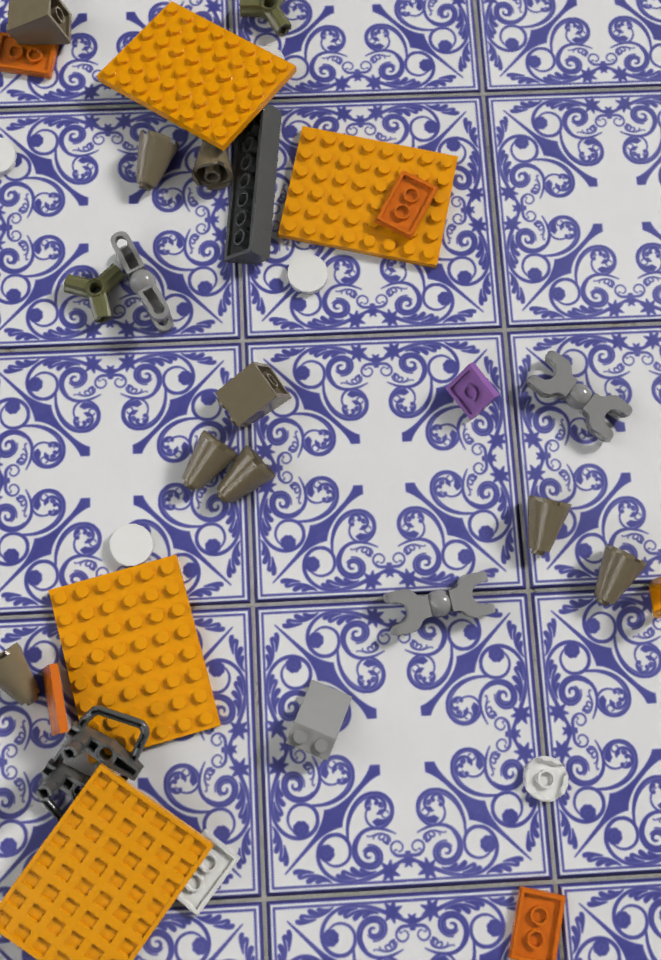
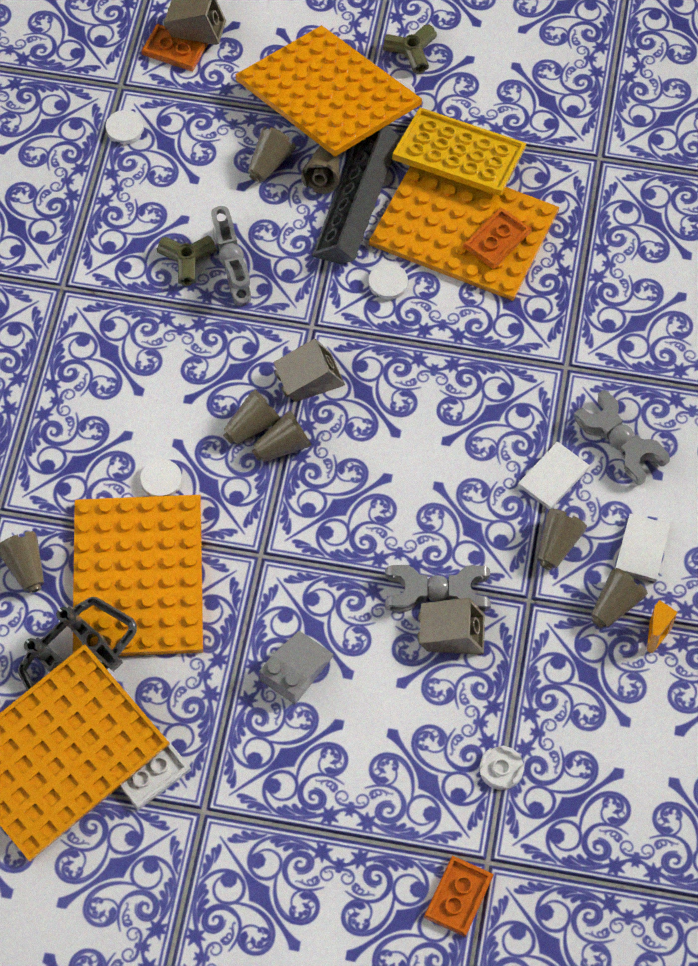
camera: 20 degrees right, 15 degrees down
(55, 699) = (56, 588): orange tile -> none
(345, 116) = (459, 151): none -> yellow plate
(462, 643) = (452, 627): none -> dark tan slope
(472, 391) = (517, 409): medium lavender tile -> none
(521, 451) = (553, 475): none -> white tile
(625, 509) = (643, 547): none -> white tile

